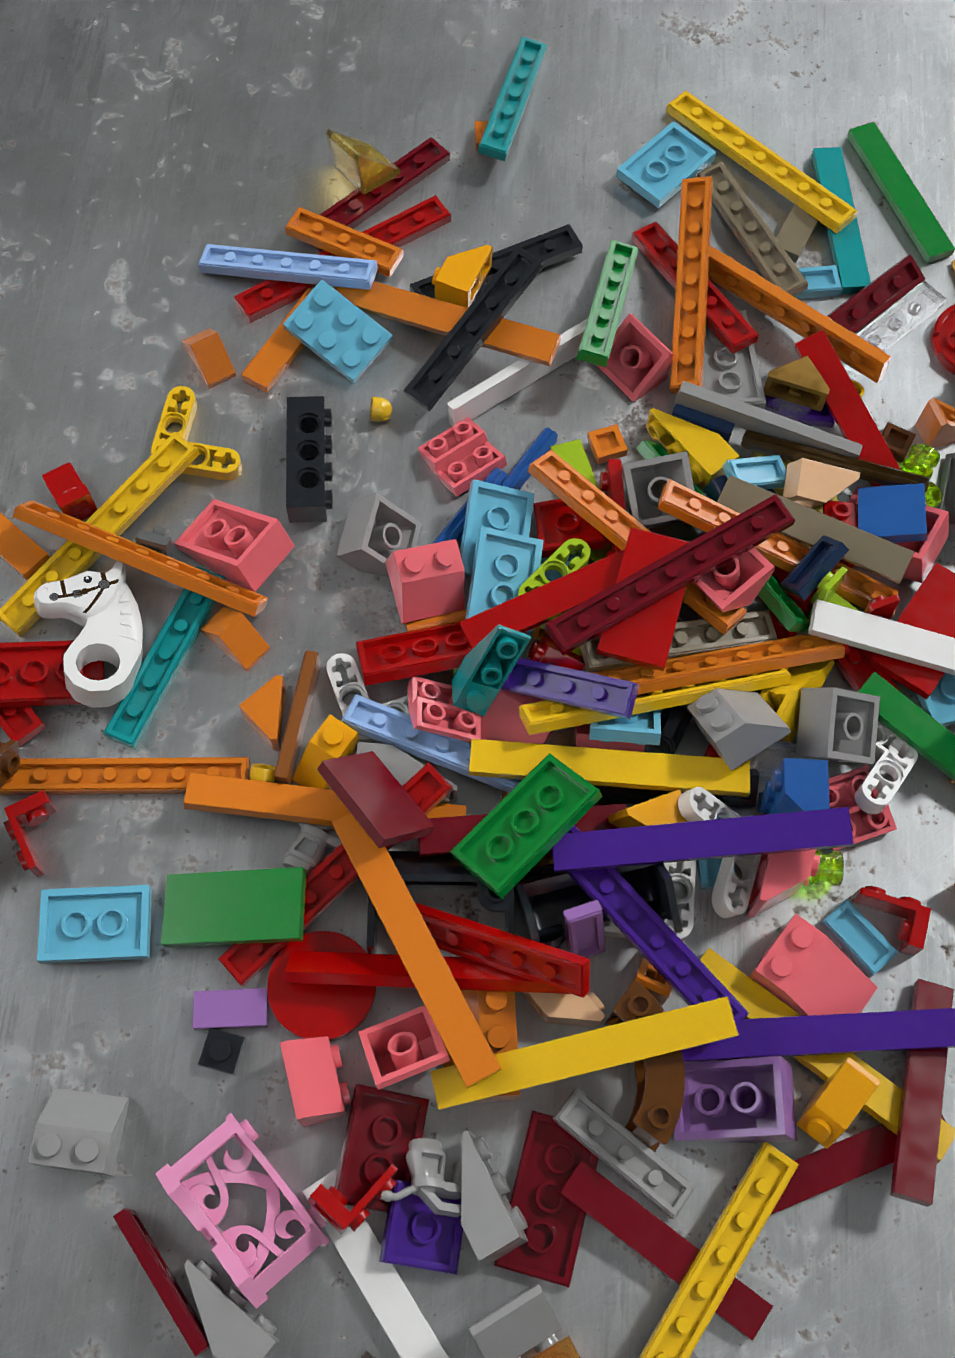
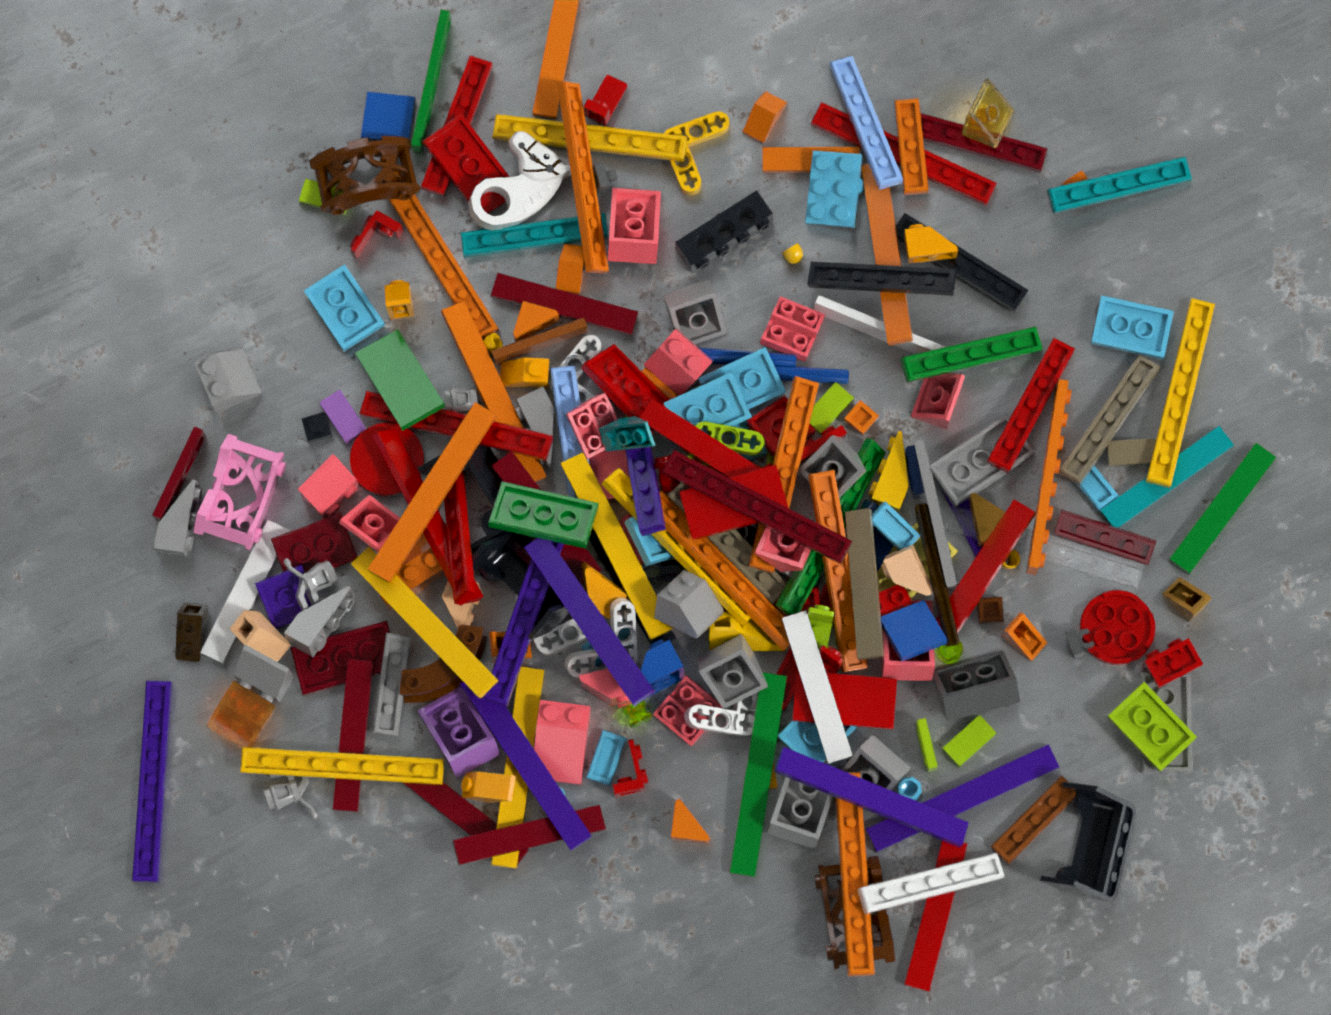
camera: 65 degrees right, 10 degrees up
(134, 848) = (399, 299): none -> light orange slope
(283, 658) = (565, 303): none -> dark red tile
(332, 1203) = (267, 537): red bracket -> none
(375, 798) = (504, 418): dark red tile -> none
(458, 1299) = (258, 633): none -> light nougat slope
(585, 929) = (505, 589): medium lavender tile -> none
(691, 282) = (1023, 402): orange tile -> none
(814, 567) = (831, 597): dark blue tile -> none
(921, 460) = (978, 634): clear neon green wheel -> none

